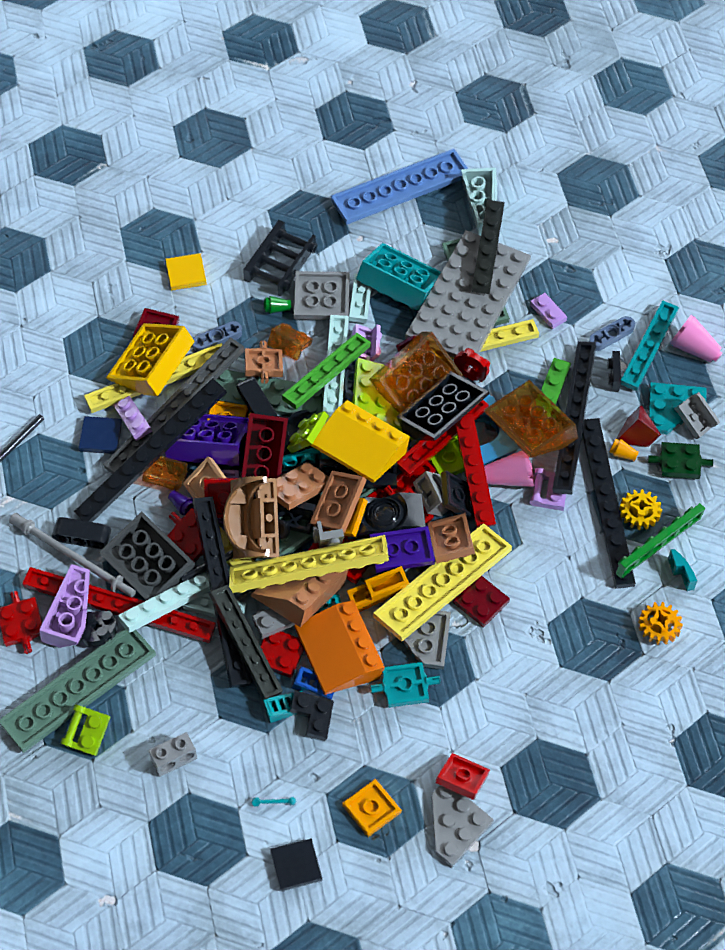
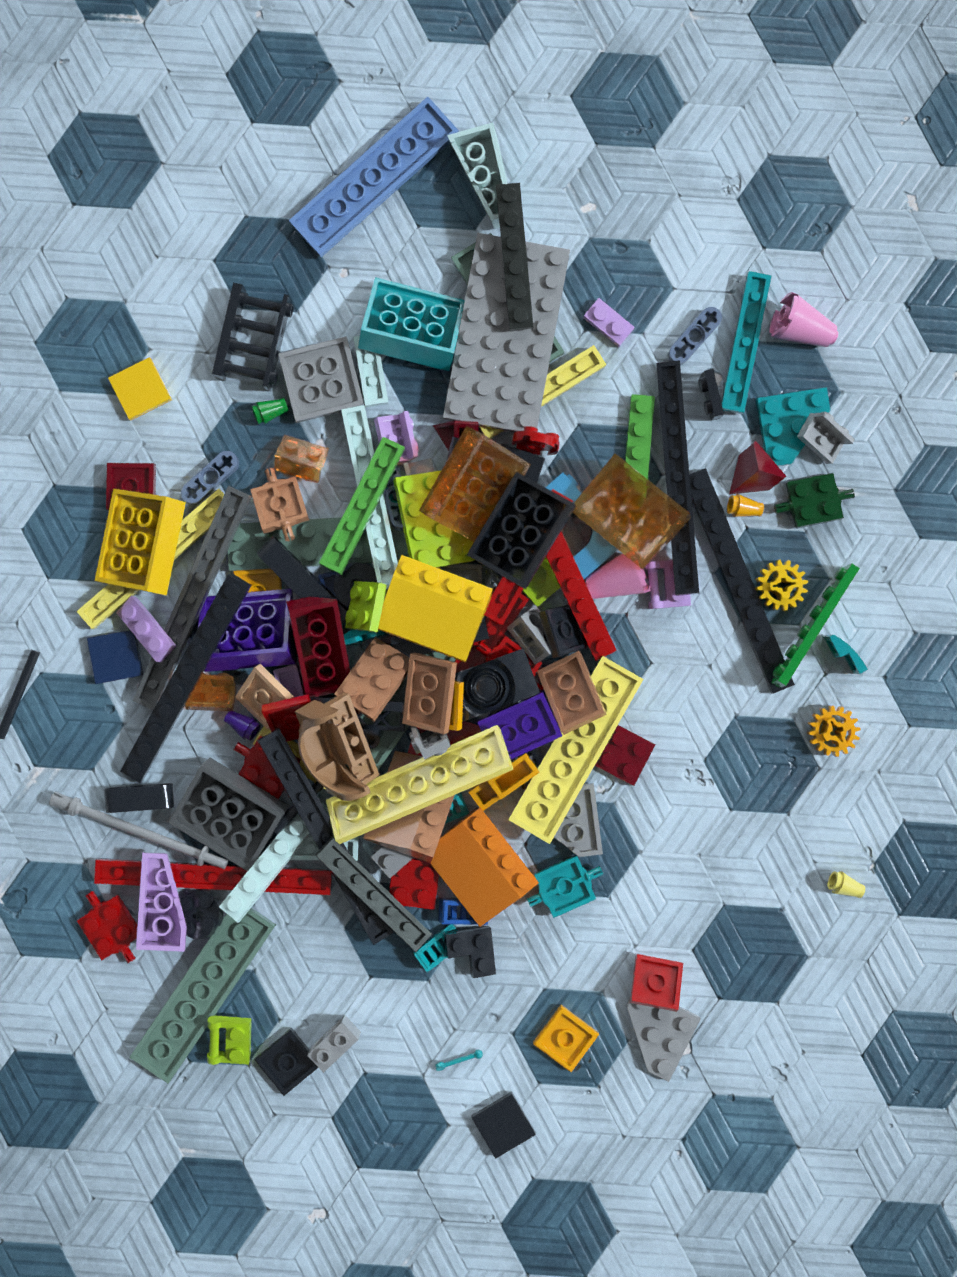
camera: 15 degrees left, 30 degrees up
(127, 764) = (286, 1061): none -> black tile
(644, 744) = (845, 885): none -> light yellow cone

